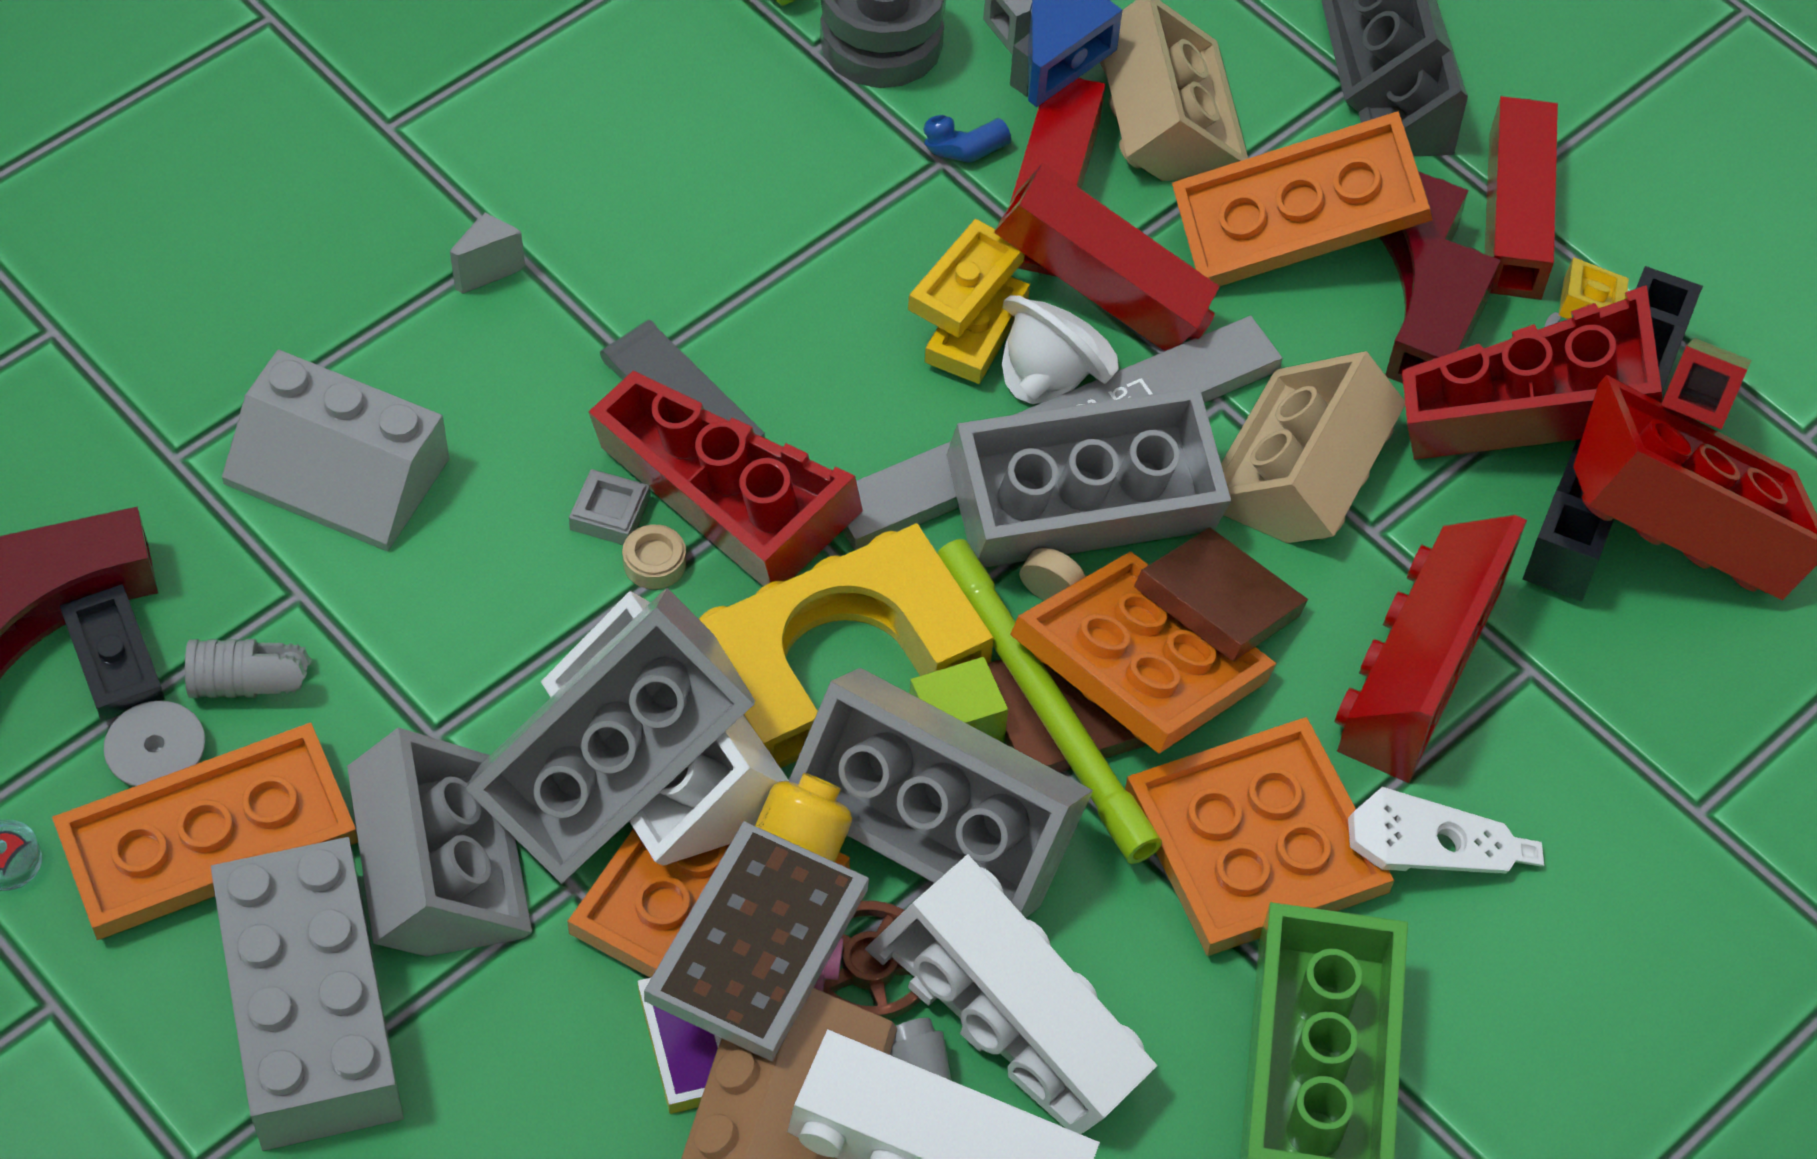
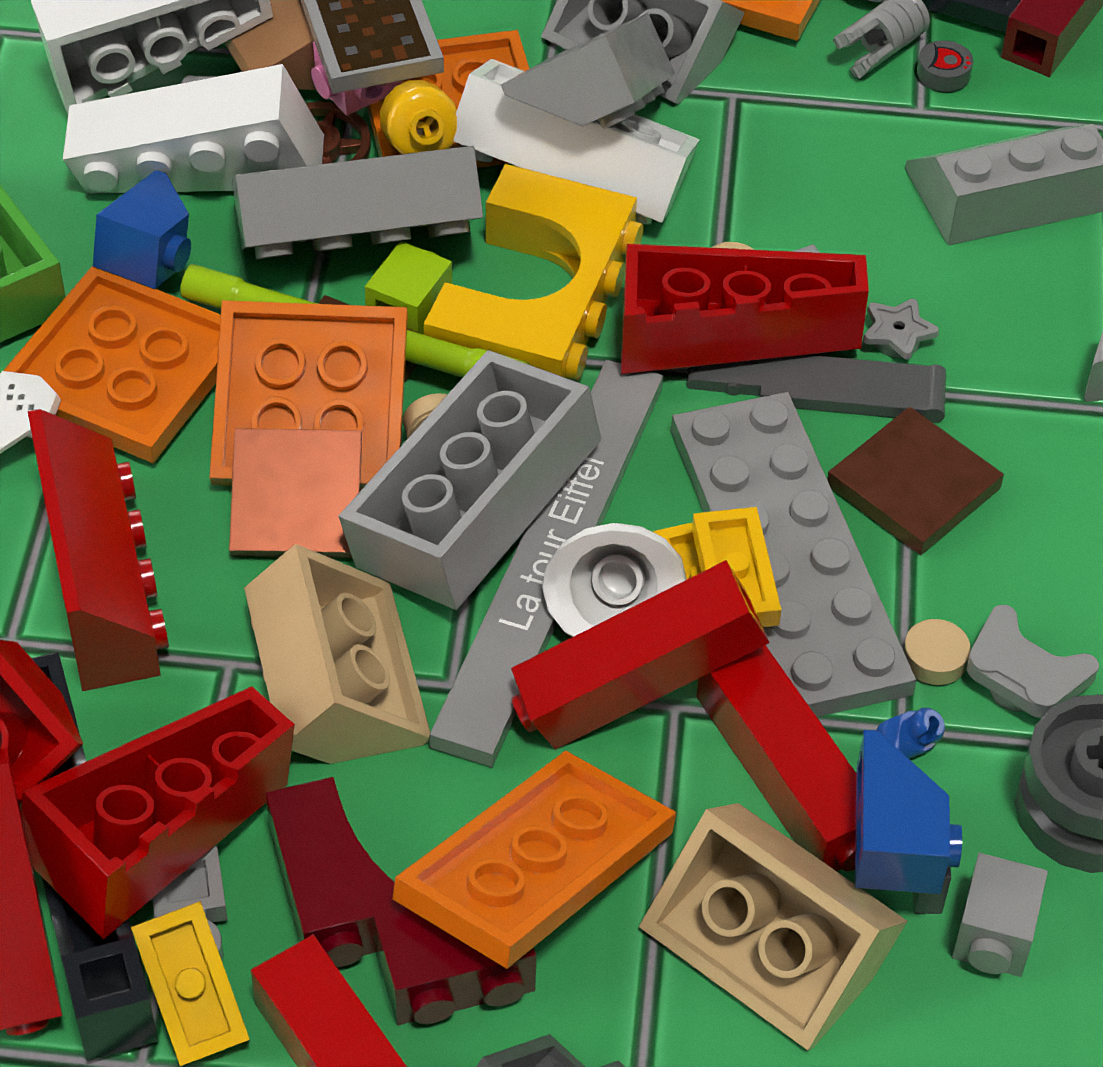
camera: 140 degrees right, 5 degrees down
(228, 606) = (944, 66): none -> dark grey tile
(582, 391) = (893, 341): none -> light grey plate
(731, 292) = (915, 480): none -> copper tile
(834, 114) = (1022, 673): none -> light grey piece
(860, 338) = (832, 621): none -> light grey plate
(866, 177) = (937, 651): none -> tan tile
(1140, 925) = (143, 233): none -> blue slope

